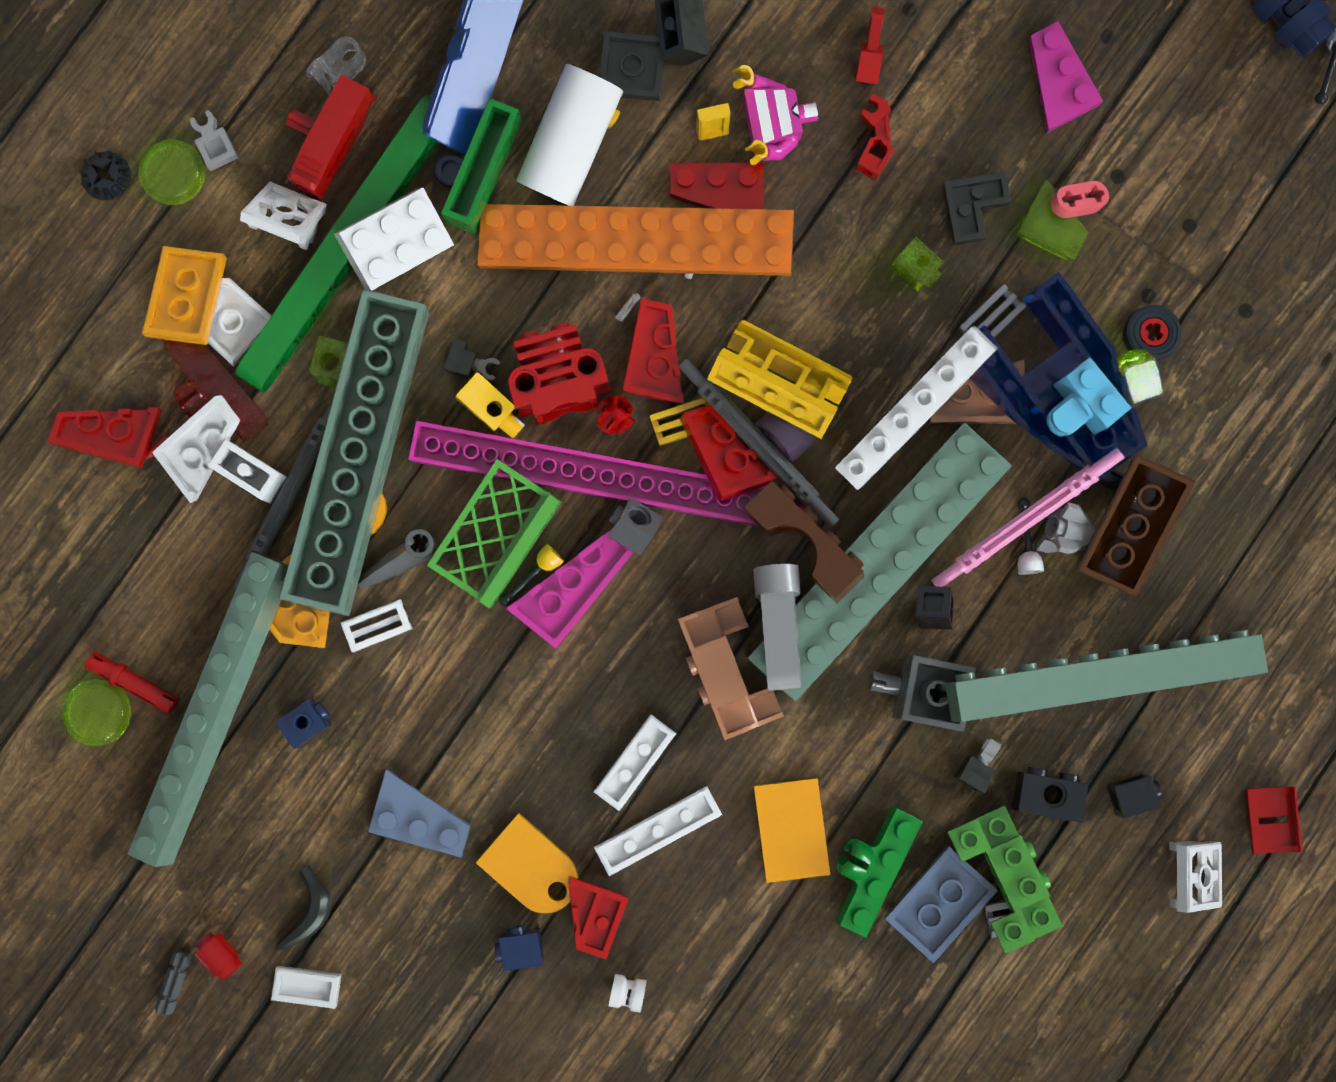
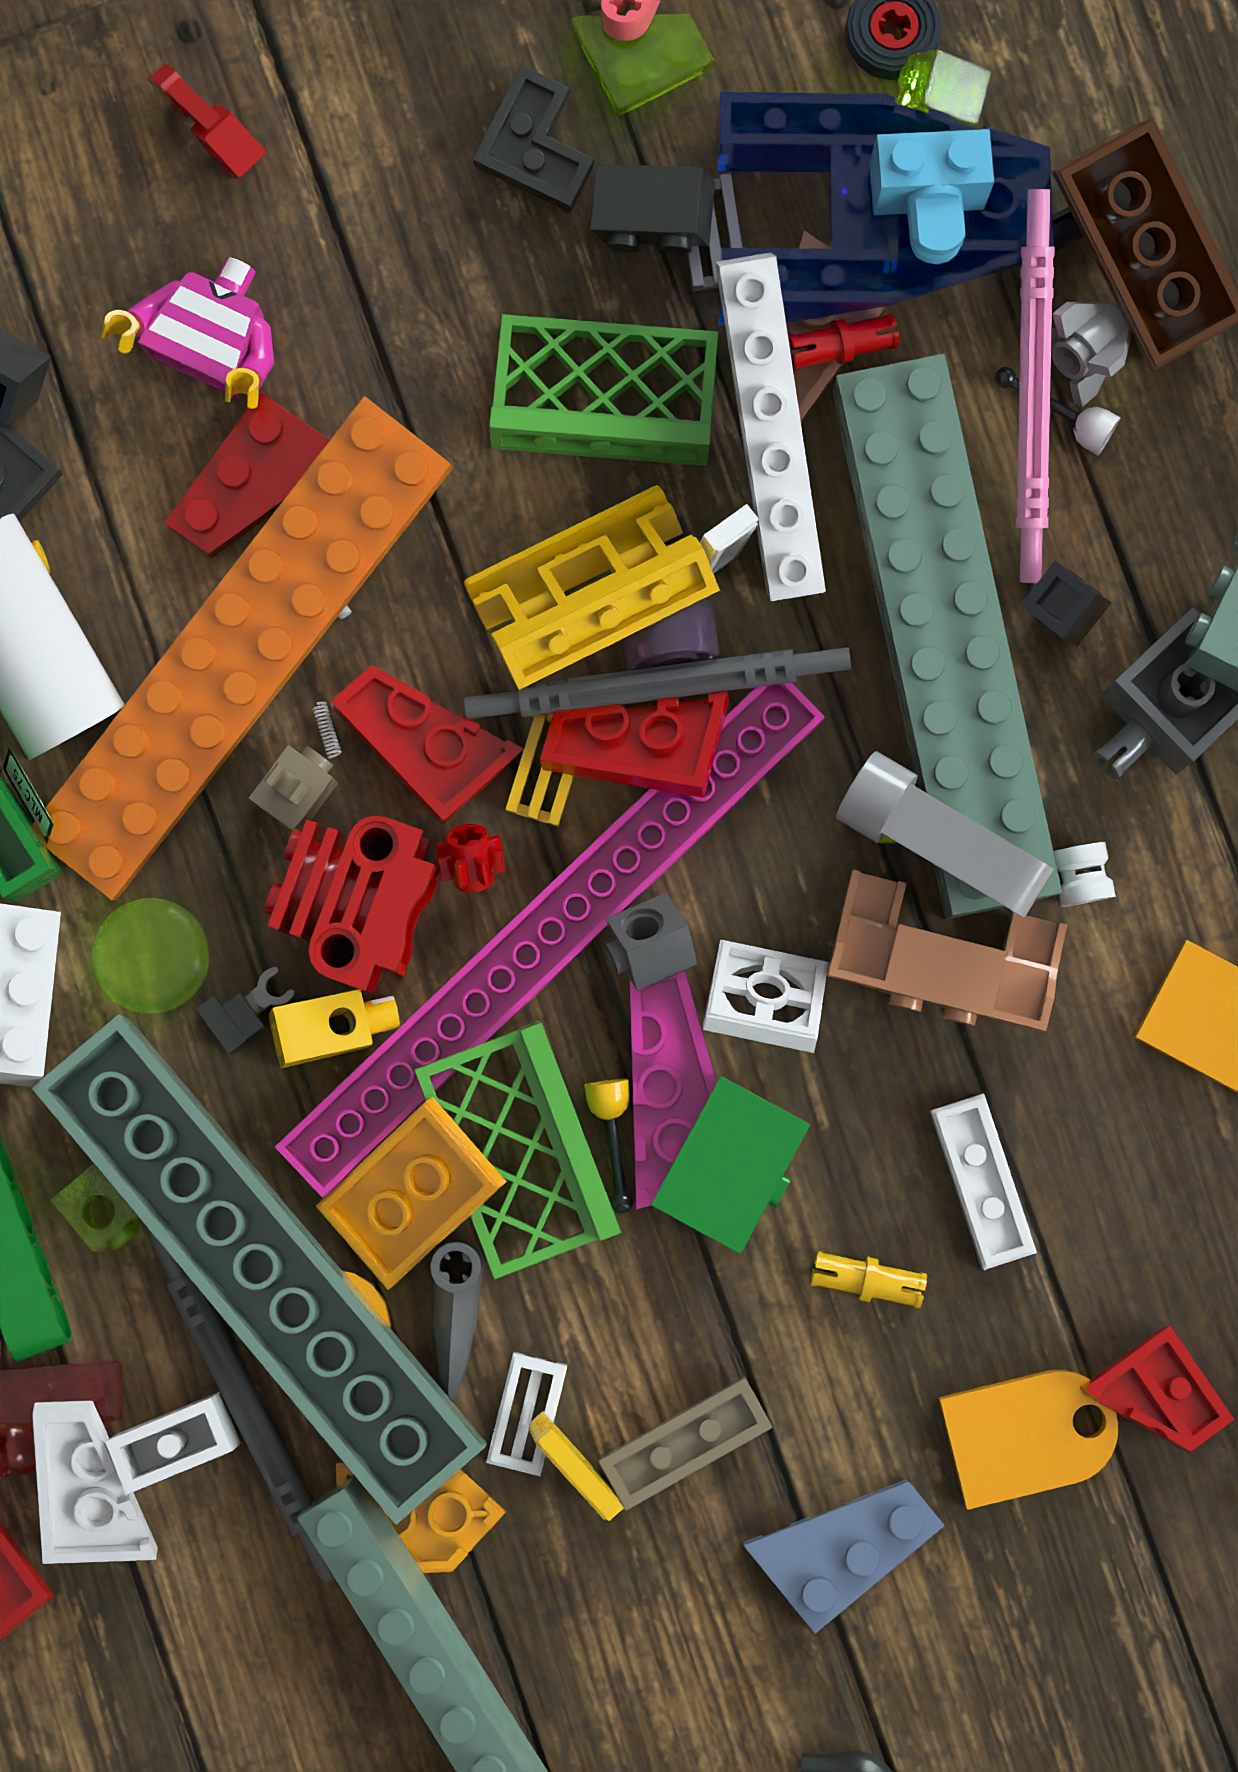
camera: 55 degrees left, 0 degrees up
(156, 445) = (34, 1537): red piece -> none
(304, 723) = (594, 1615): dark blue brick -> none
(366, 664) = (575, 1467): none -> yellow tile
(414, 708) = (685, 1443): none -> dark tan plate
(439, 498) = (410, 1193): none -> light orange tile
(465, 302) = (150, 955): none -> clear neon green piece
(498, 191) = (27, 794): none -> sticker
(519, 948) = (1133, 1532): dark blue brick -> none
(550, 740) = (868, 1279): none -> yellow pin
(556, 637) = (731, 1165): none -> green container
(589, 311) = (295, 787): none -> dark tan brick
(657, 830) = (1102, 1217): white tile -> none
(658, 574) = (773, 966): none -> white piece
(713, 122) = (152, 418): yellow tile -> none
(777, 513) = (776, 727): reddish brown arch -> none
(808, 712) = (1086, 886): none -> white wheel
(847, 426) = (729, 537): none -> white tile
(855, 327) = (599, 433): none -> bright green fence
(879, 121) = (320, 188): red piece -> none
(918, 265) = (565, 280): clear neon green brick -> none
(982, 280) = (652, 207): none -> pearl dark grey brick
(983, 413) = (843, 341): none -> red pin

